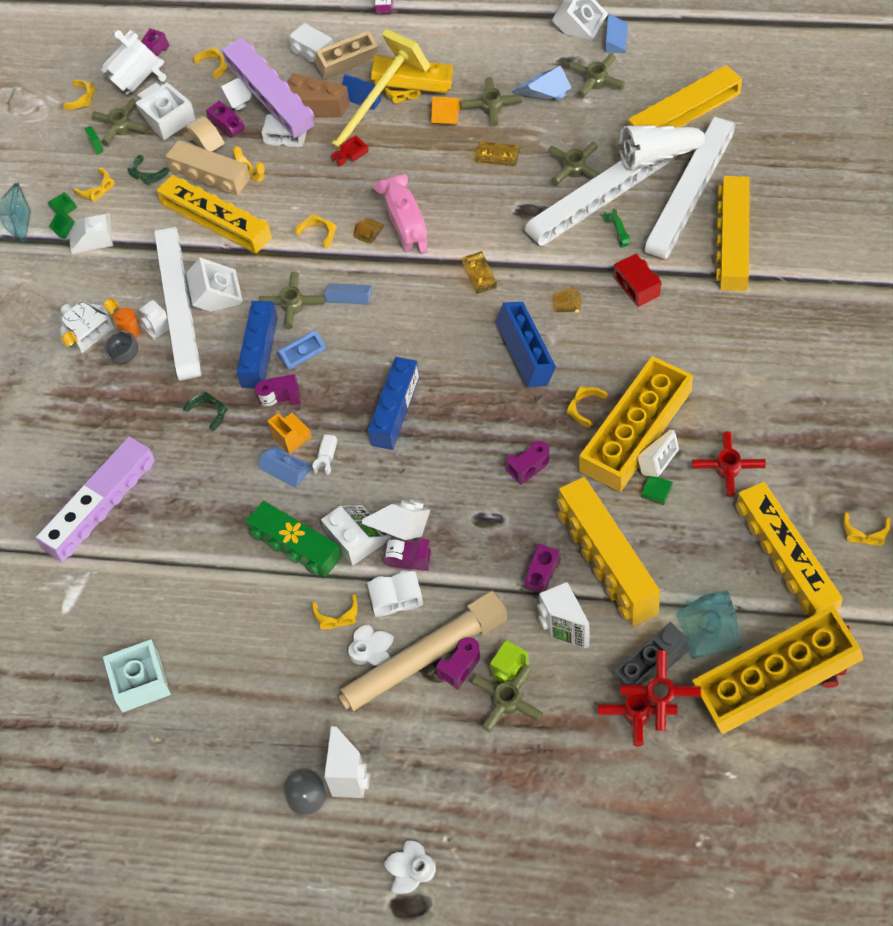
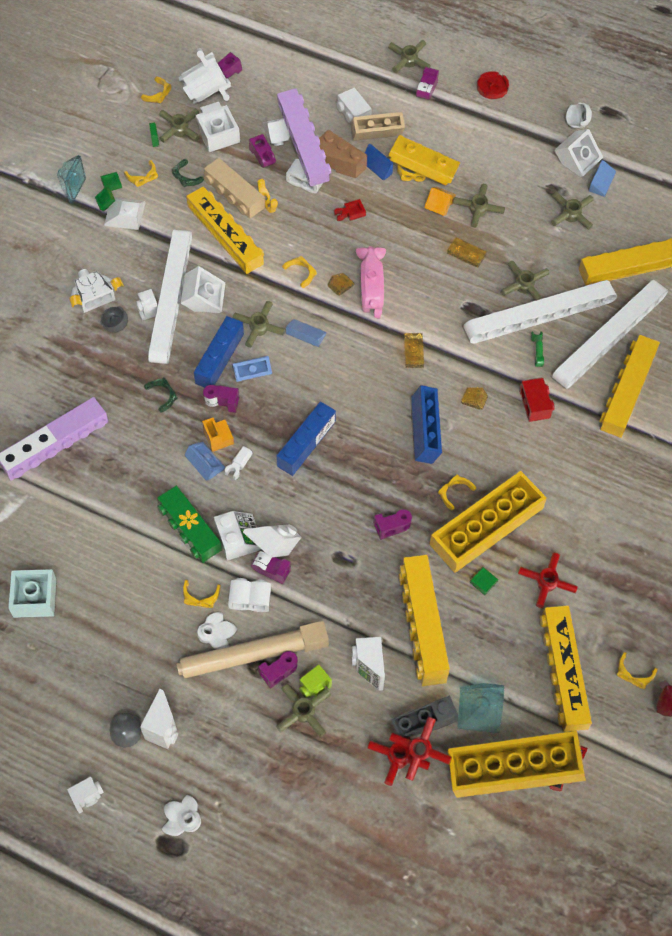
camera: 10 degrees right, 5 degrees up
(126, 320) = (125, 299): orange brick -> none
(203, 134) = (240, 159): tan brick -> none
(212, 53) = (272, 88): yellow cap -> none
(284, 881) = (85, 793): none -> white brick
(404, 51) = (423, 142): light yellow tile -> none
(542, 568) = (369, 615): magenta leg -> none
(545, 85) = (527, 205): light blue slope -> none
(650, 144) = (589, 288): white cone -> none
(657, 455) = (494, 554): white slope -> none

